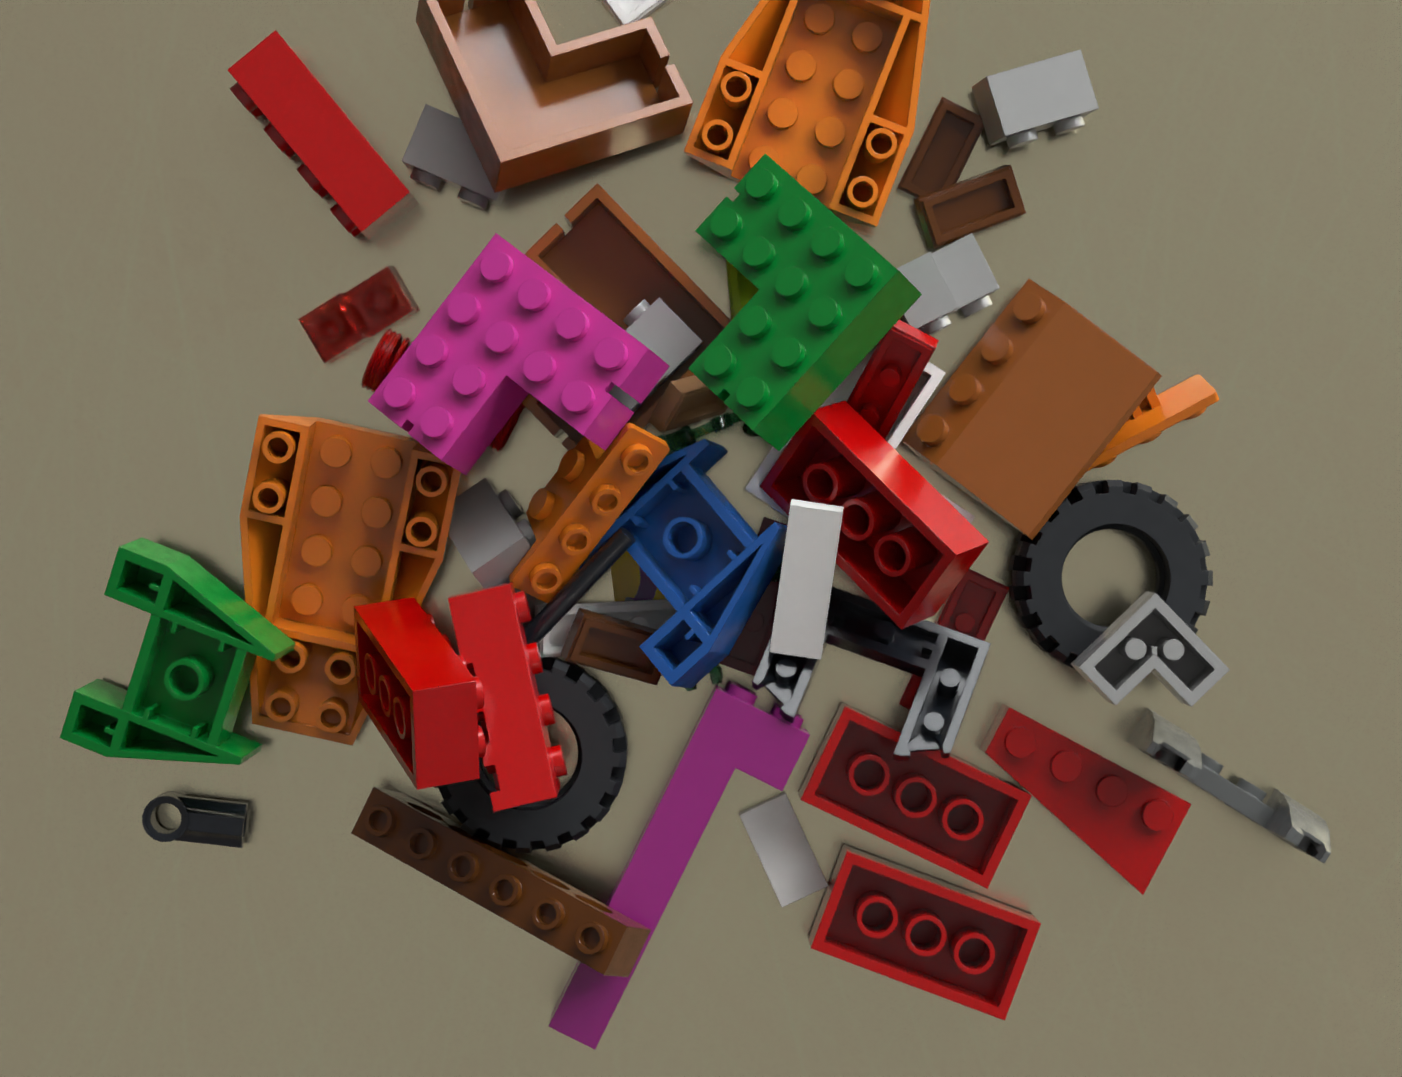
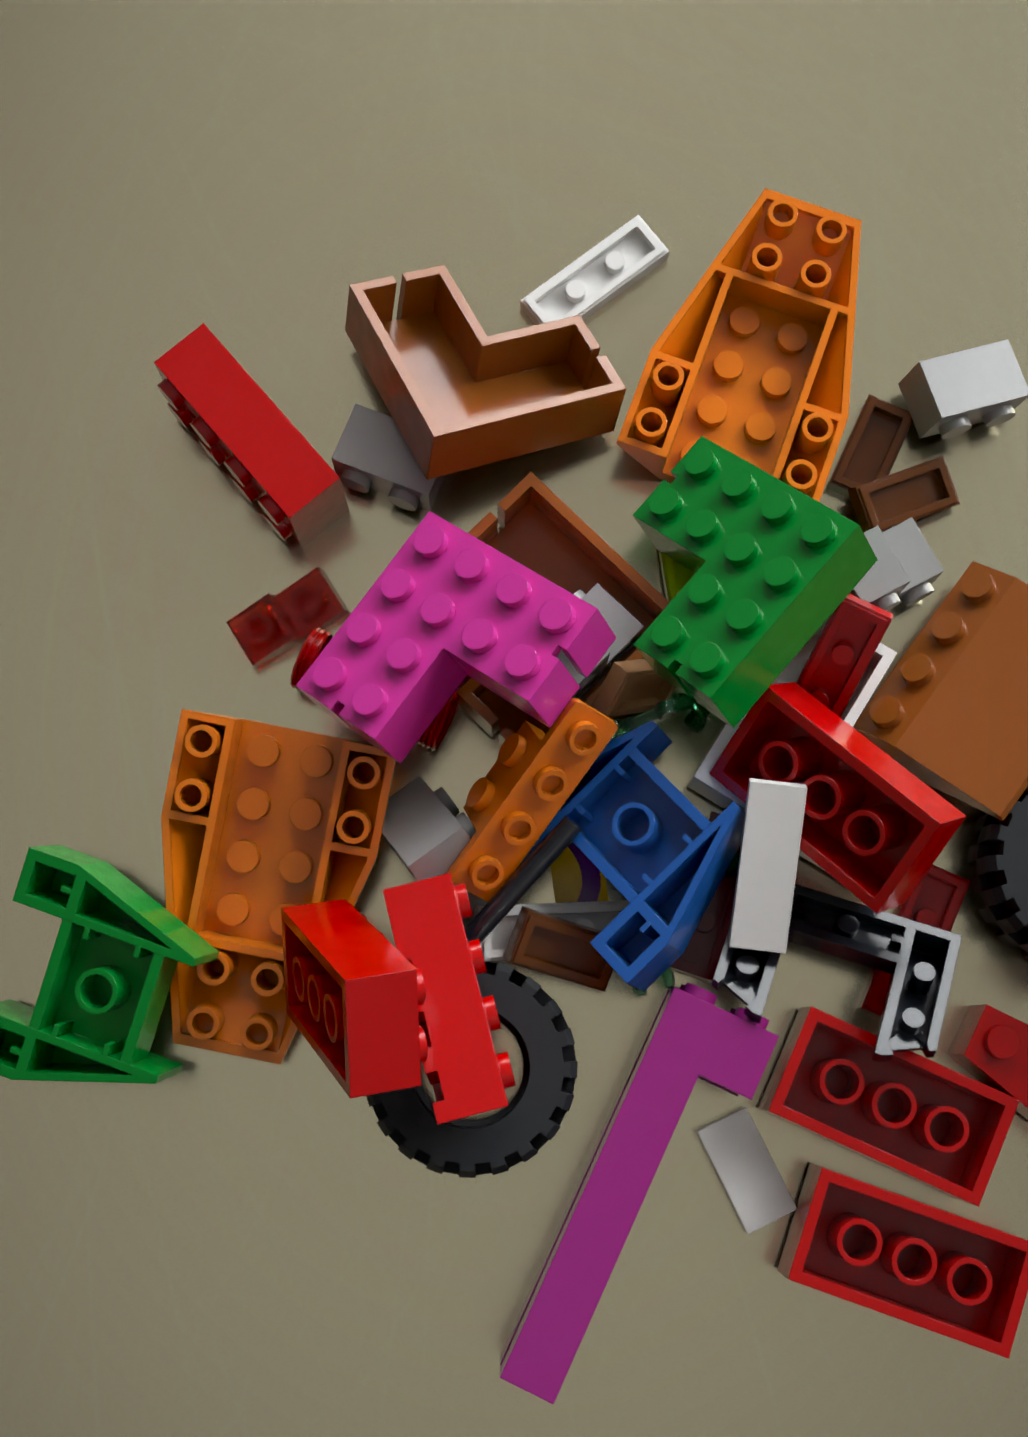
camera: 10 degrees left, 10 degrees down
(201, 820) = (116, 1151): black piece -> none
(502, 882) = (448, 1213): reddish brown brick -> none

